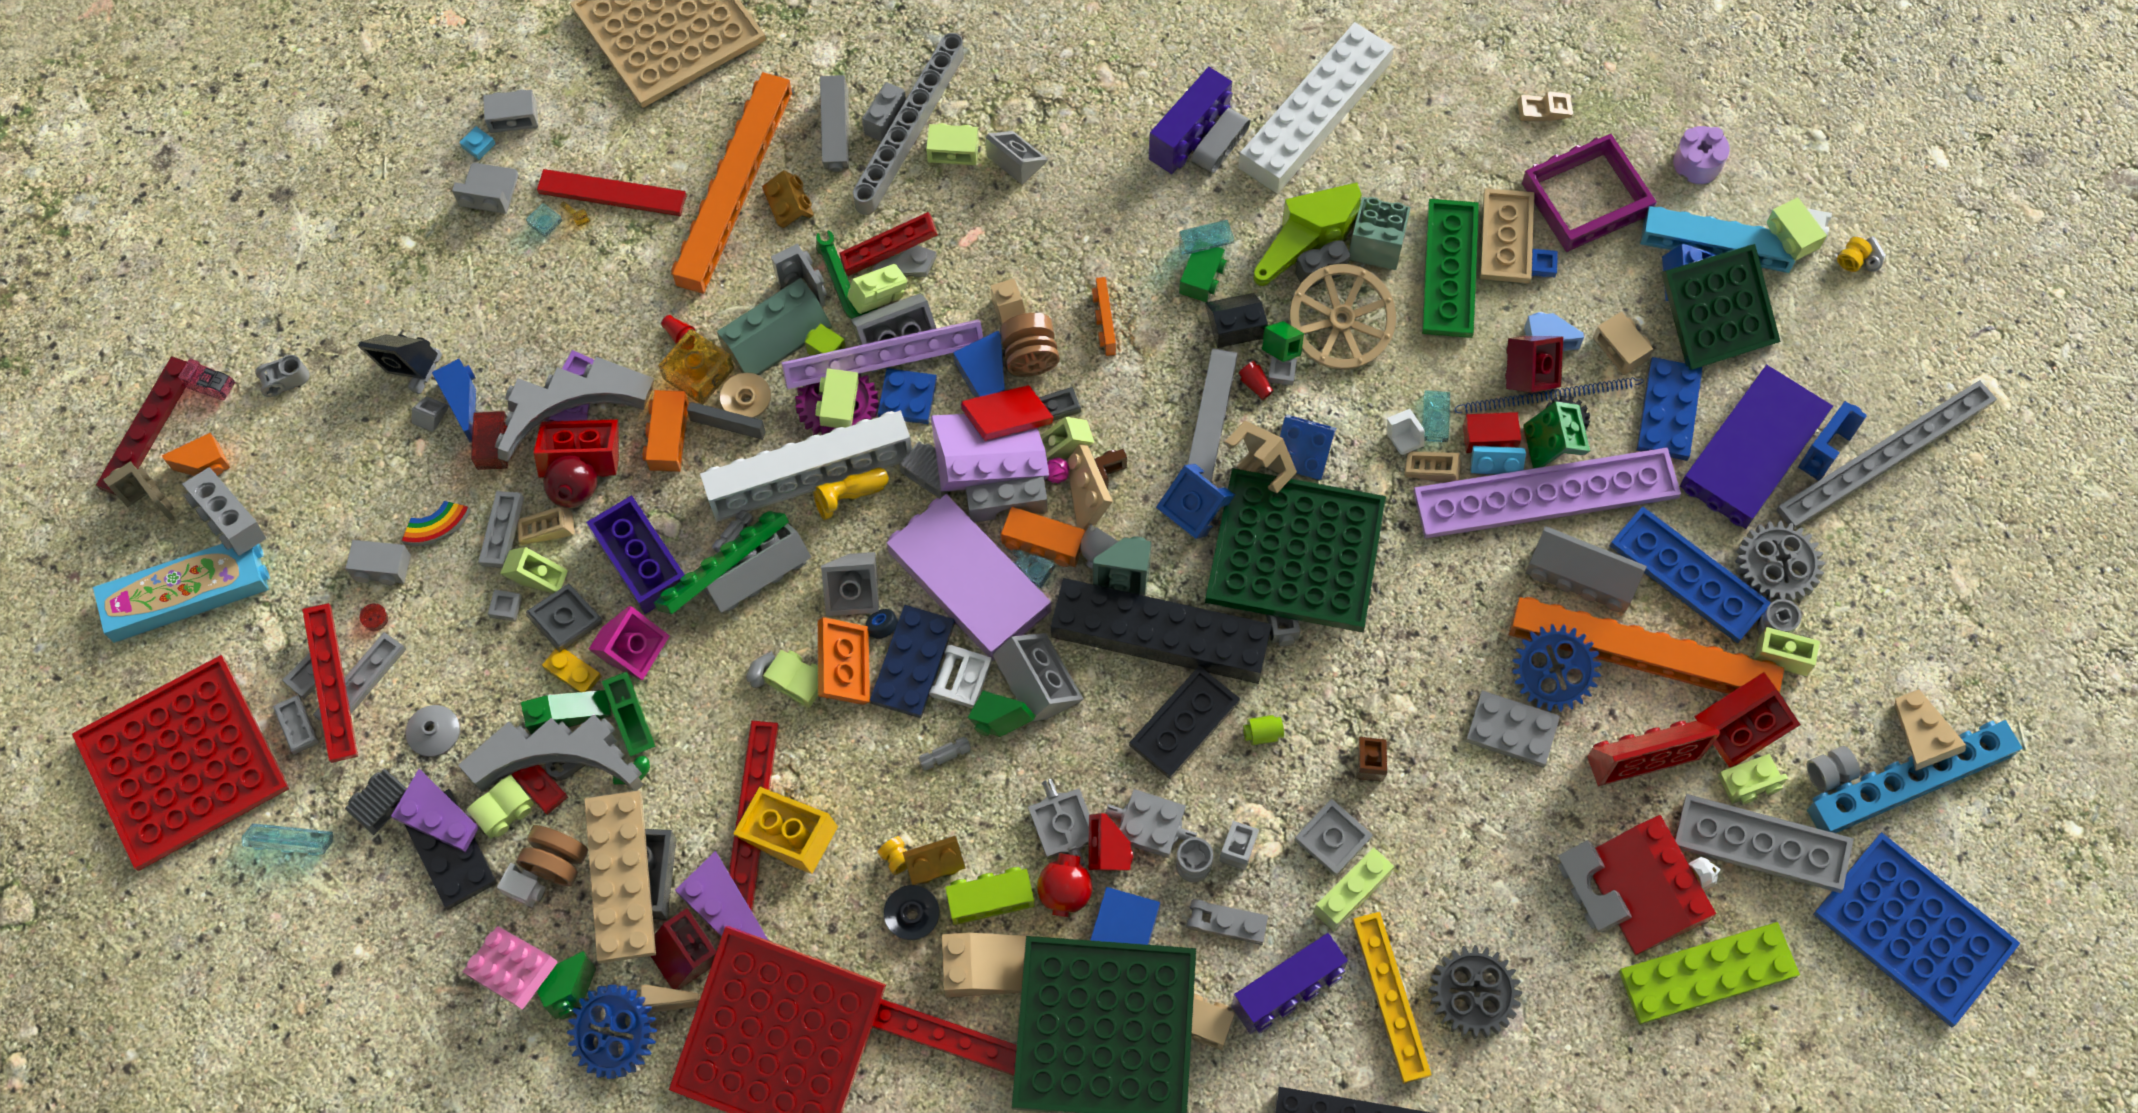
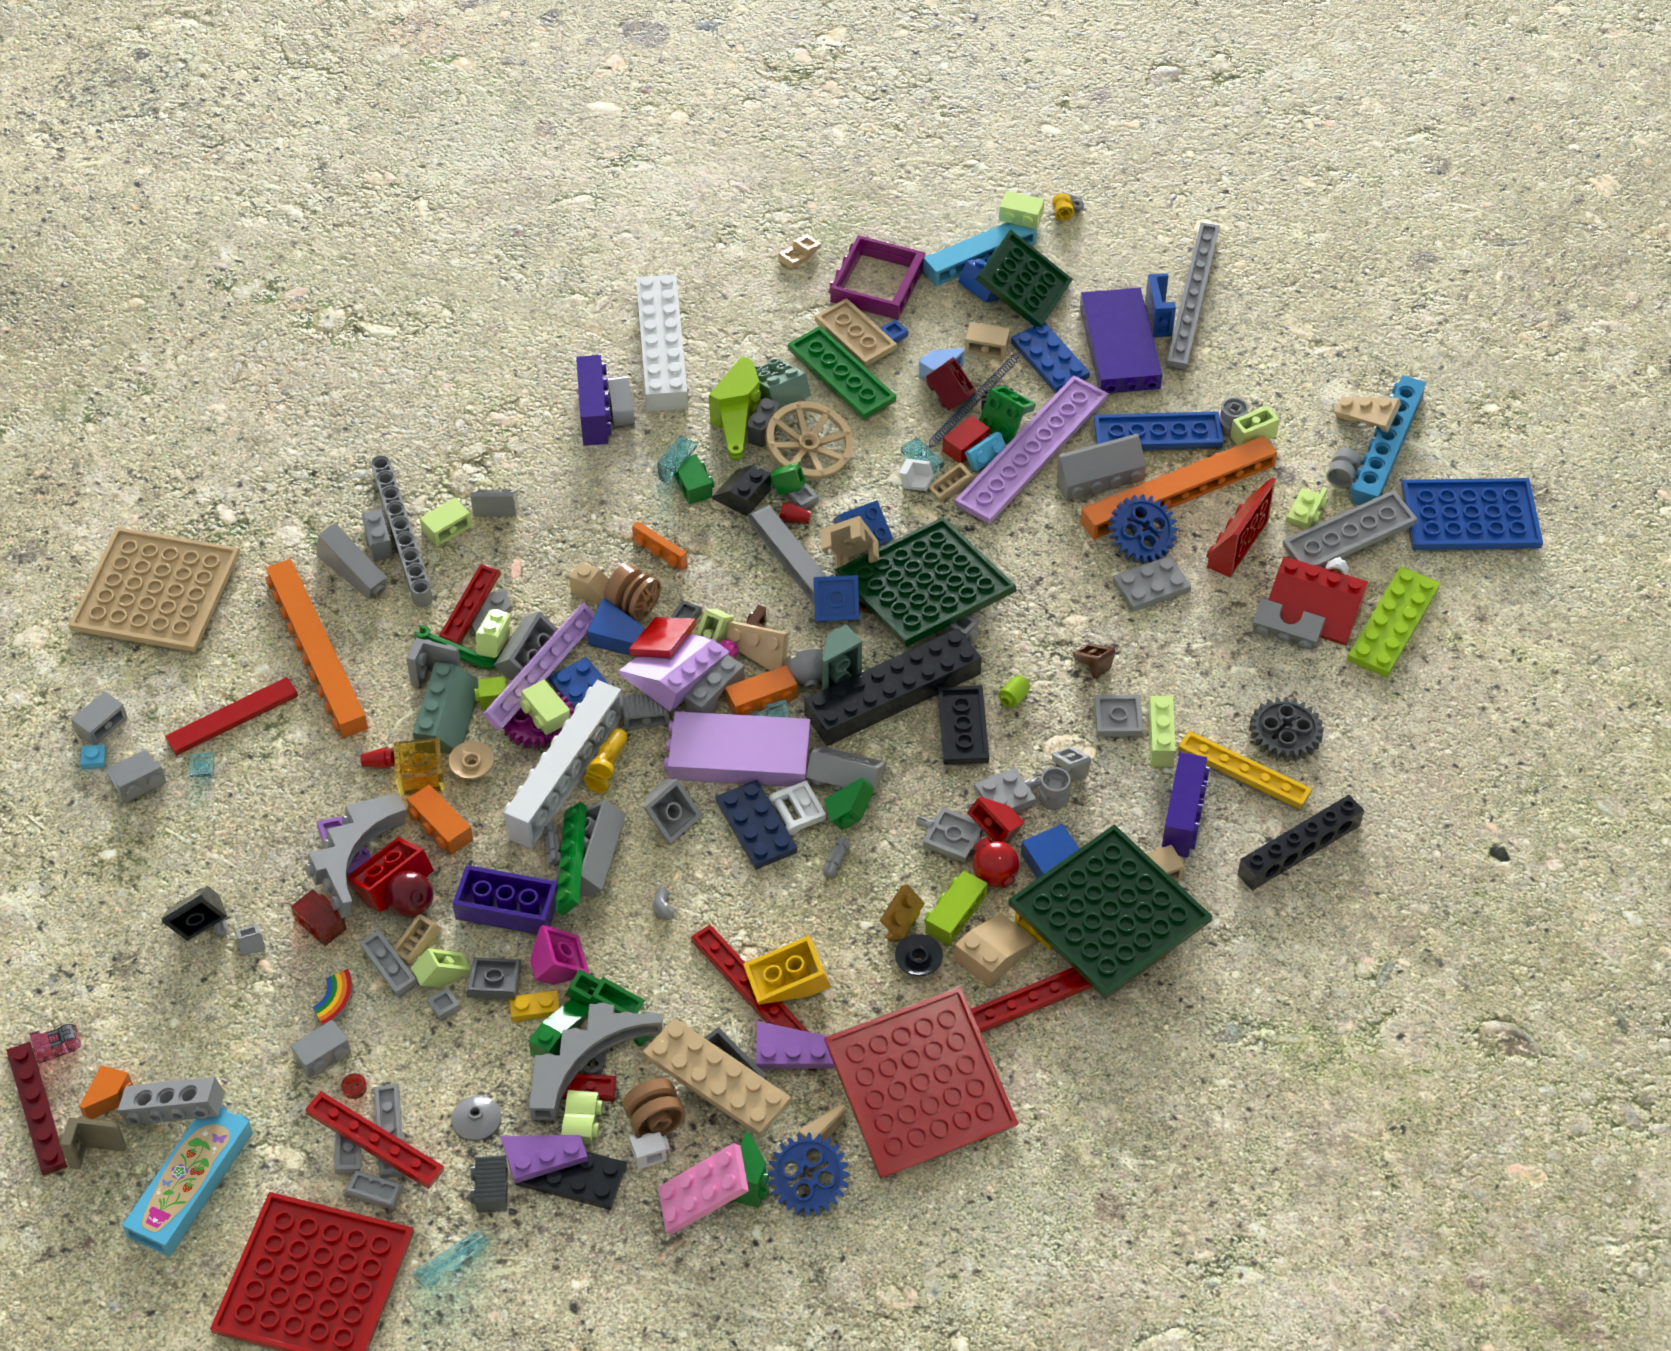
camera: 45 degrees left, 15 degrees down
(280, 375) = (109, 999): light grey piece -> none
(459, 392) = (257, 907): blue slope -> none
(580, 217) = (225, 747): clear yellow hand -> none
(682, 950) = (806, 1087): dark red slope -> none
(726, 420) = (475, 783): dark grey tile -> none
(787, 198) = (364, 631): pearl gold bracket -> none
(793, 677) = (693, 890): yellowish green brick -> none
(843, 661) = (715, 853): orange plate -> none
(882, 623) = (712, 819): black wheel -> none
(892, 852) = (872, 933): yellow wheel -> none
(1228, 922) = (1109, 809): light grey plate -> none
(1701, 154) = (921, 213): lavender brick -> none
(1748, 719) = (1280, 461): red slope -> none
(1803, 559) = (1198, 388): light grey gear -> none

